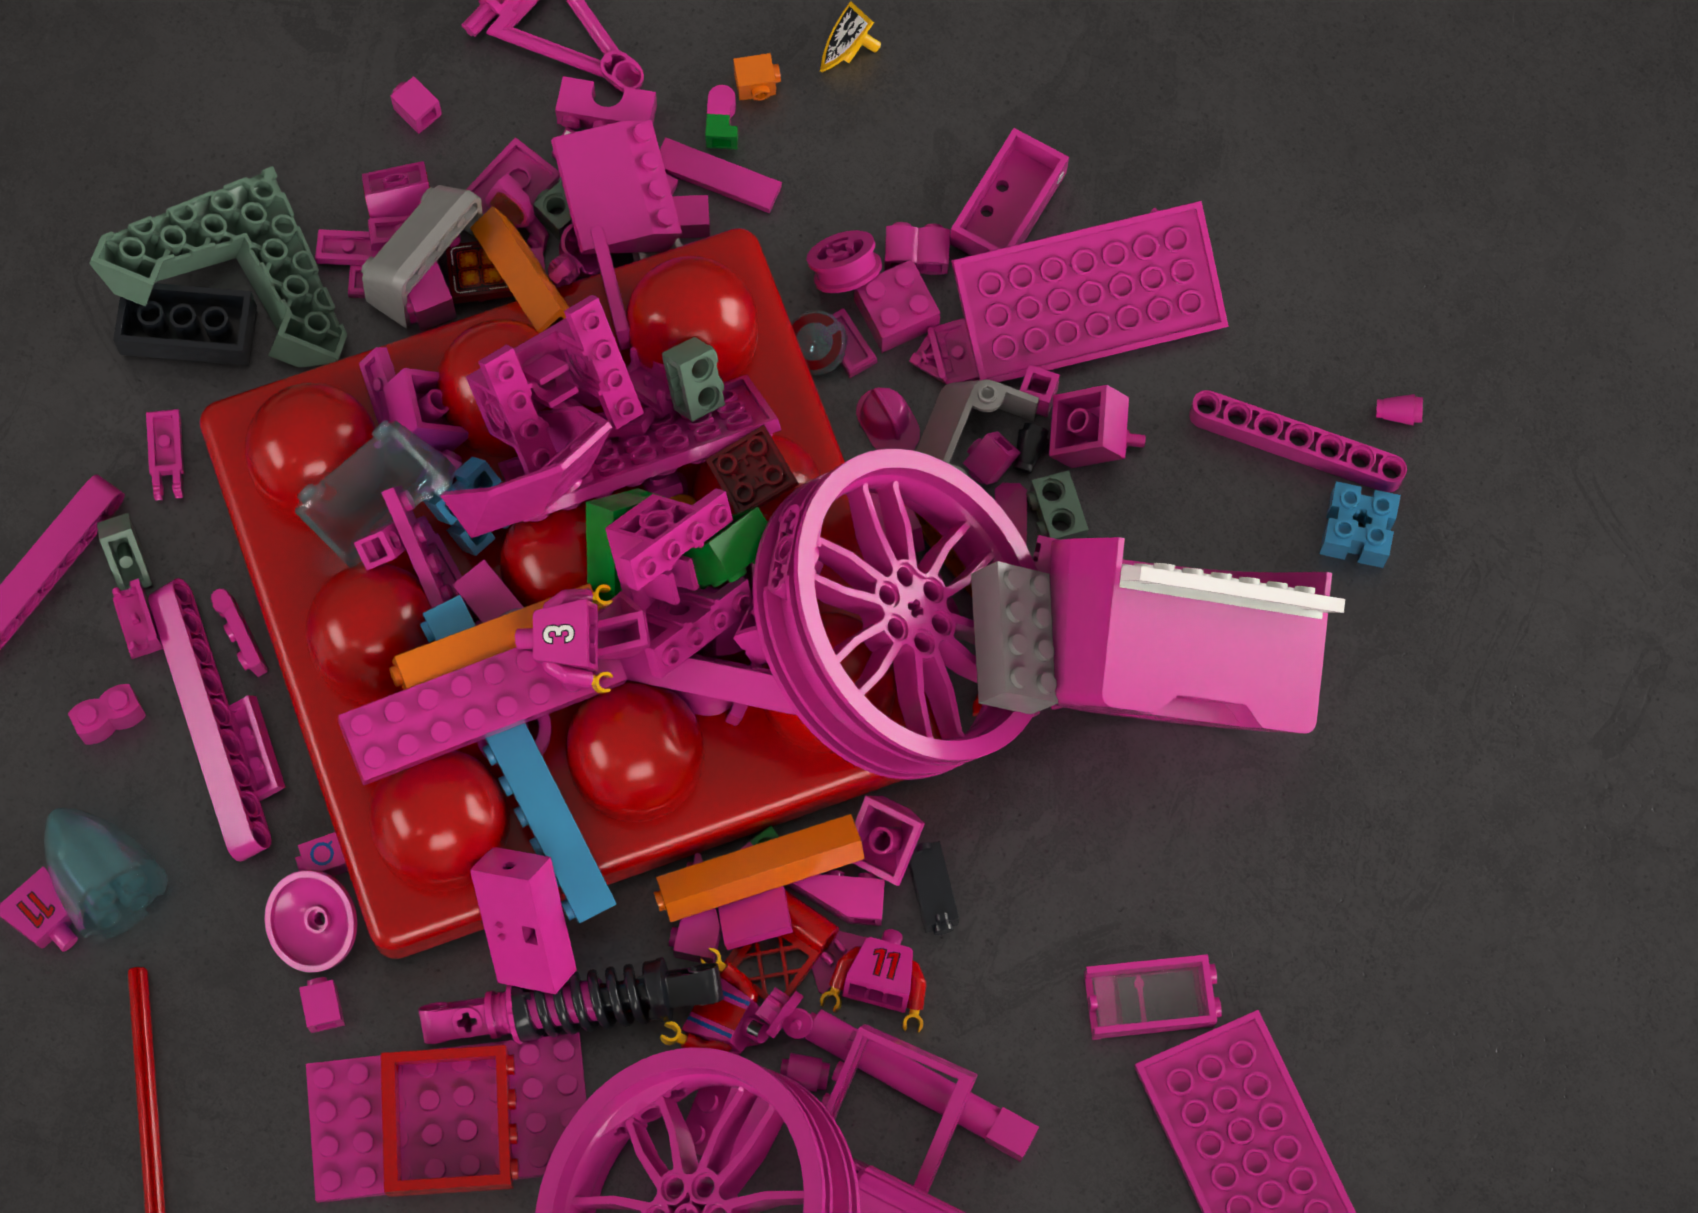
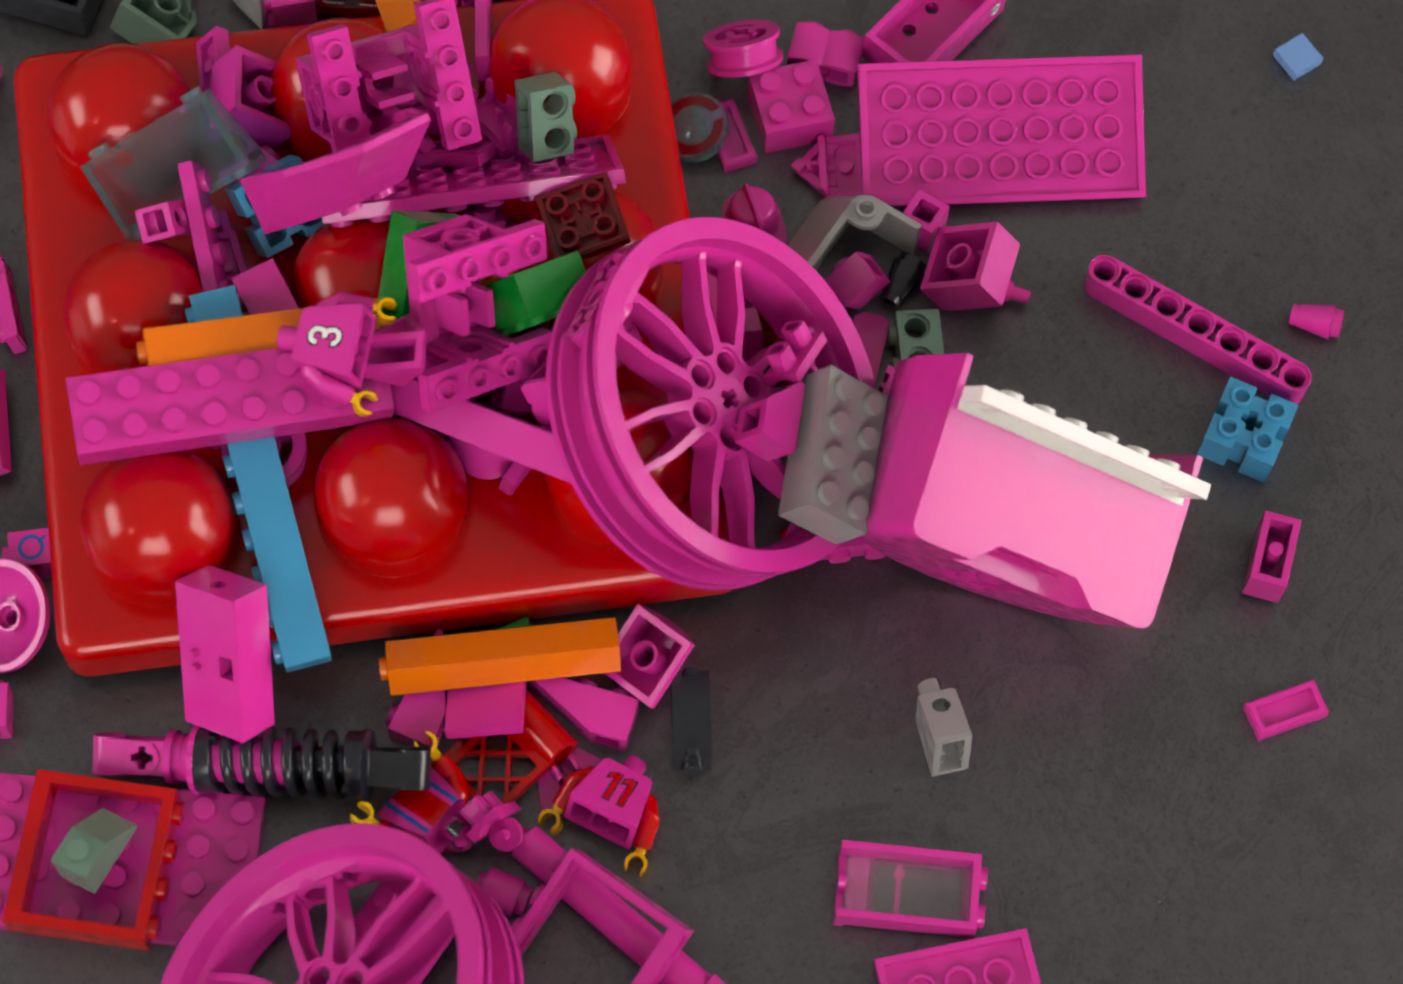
camera: 10 degrees right, 5 degrees down
(448, 1113) = (92, 848): none -> sand green slope
(956, 621) = (772, 422): none -> dark pink slope
(963, 555) = (796, 355): none -> dark pink hips
(1150, 848) = (942, 728): none -> light grey torso
(1336, 165) = (1298, 56): none -> medium blue tile
(1403, 636) = (1271, 556): none -> dark pink brick
(1440, 769) = (1285, 710): none -> dark pink tile

